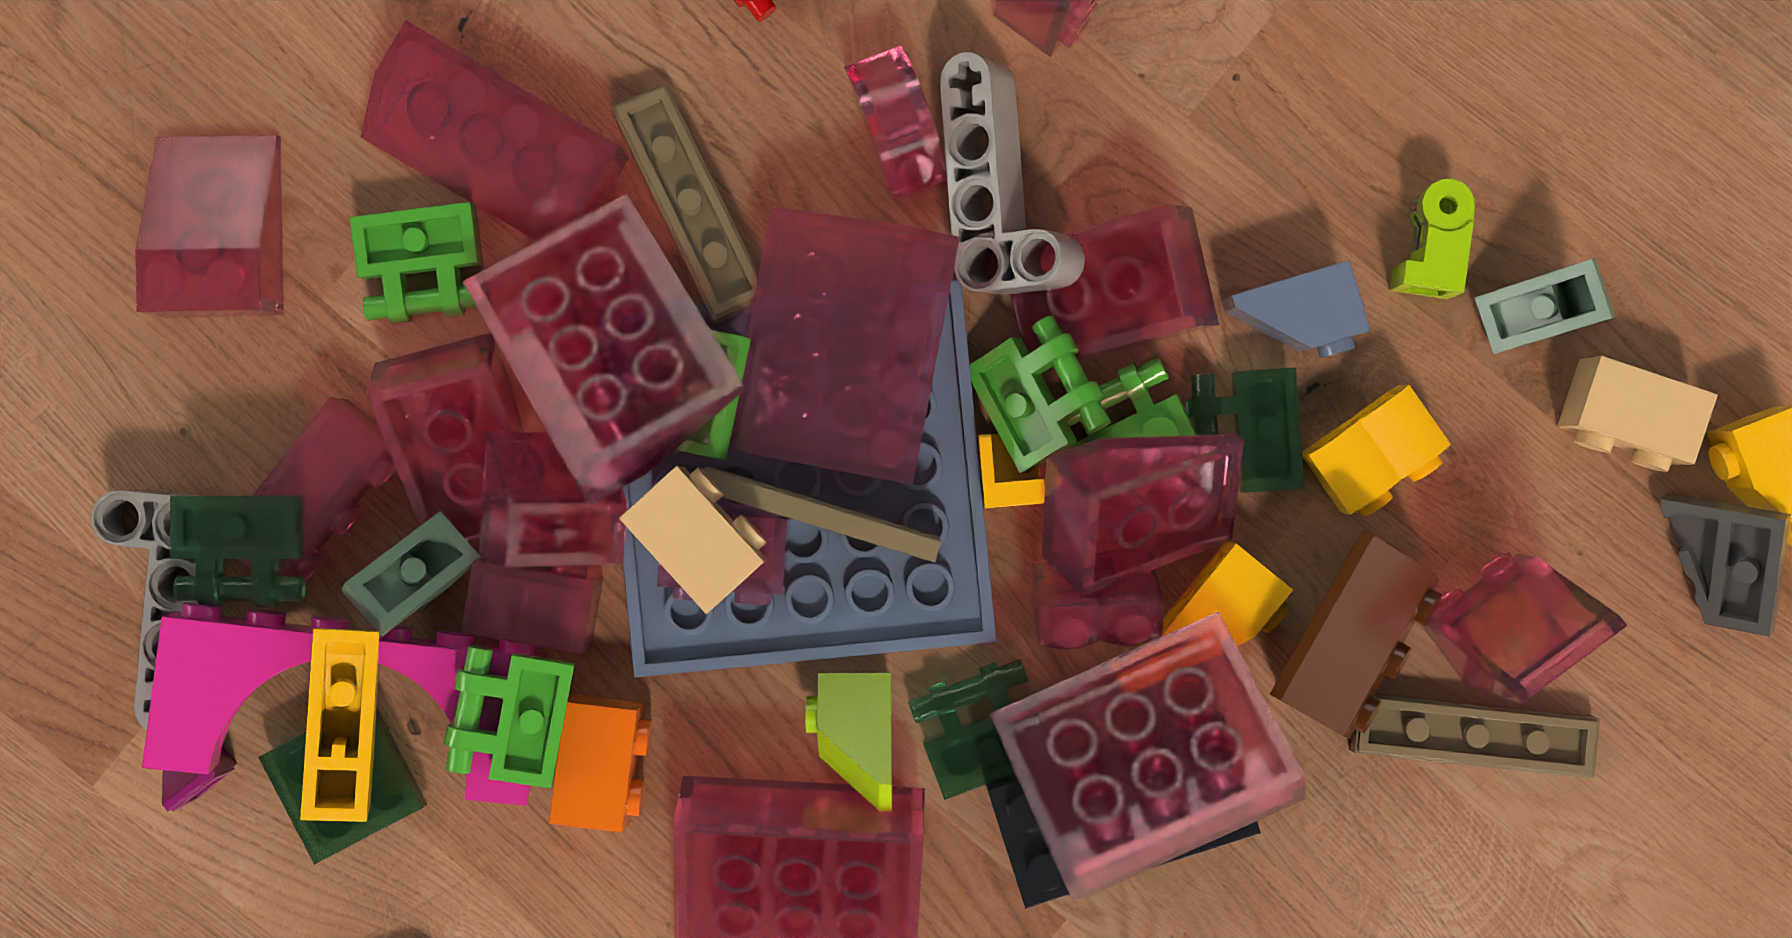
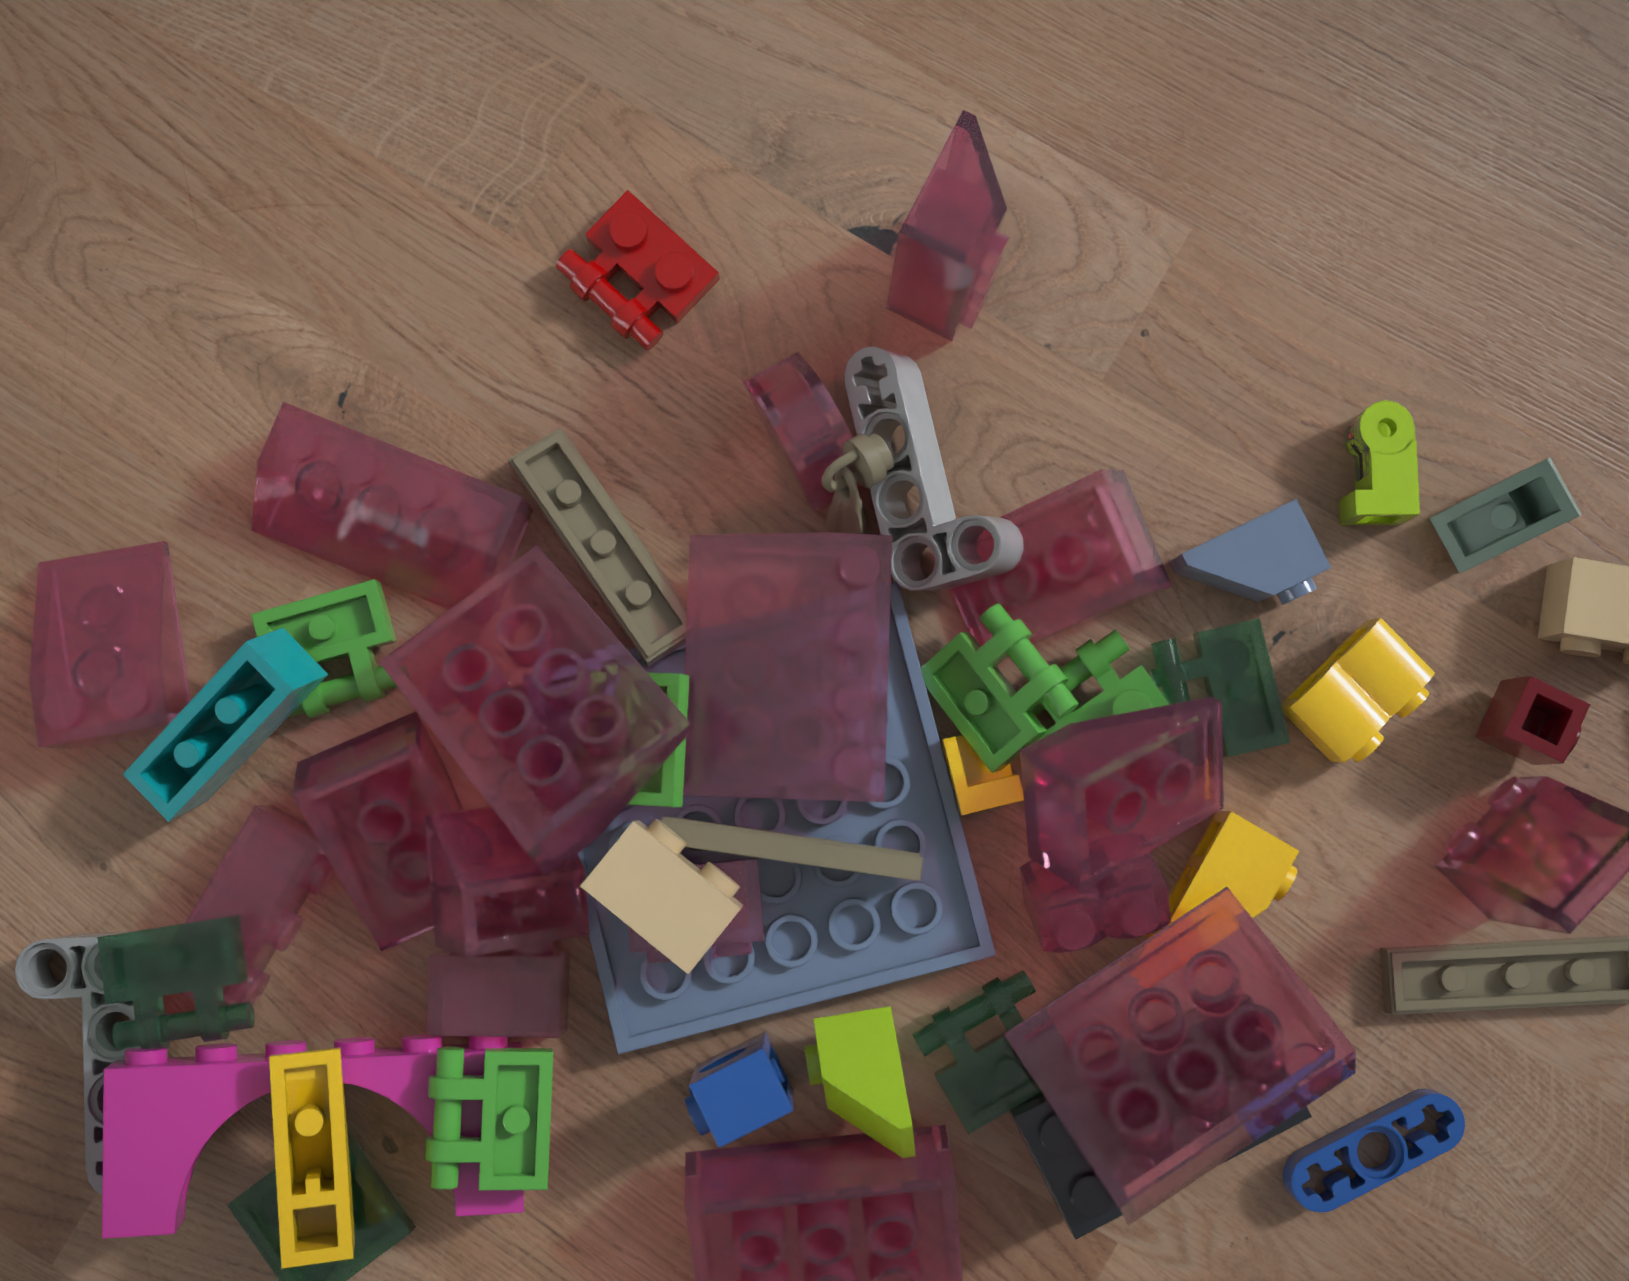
camera: 15 degrees left, 5 degrees down
(184, 788) = (150, 1252): magenta slope -> none
(312, 316) = (225, 723): none -> teal brick
(410, 574) = (364, 981): sand green slope -> none
(599, 764) = (594, 1154): orange brick -> none
(740, 727) = (739, 1091): none -> blue brick
(950, 163) = (868, 462): none -> dark tan piece
(1338, 886) = (1408, 1114): none -> blue beam
(1358, 636) = (1377, 890): reddish brown slope -> none
(1535, 504) = (1533, 721): none -> dark red brick

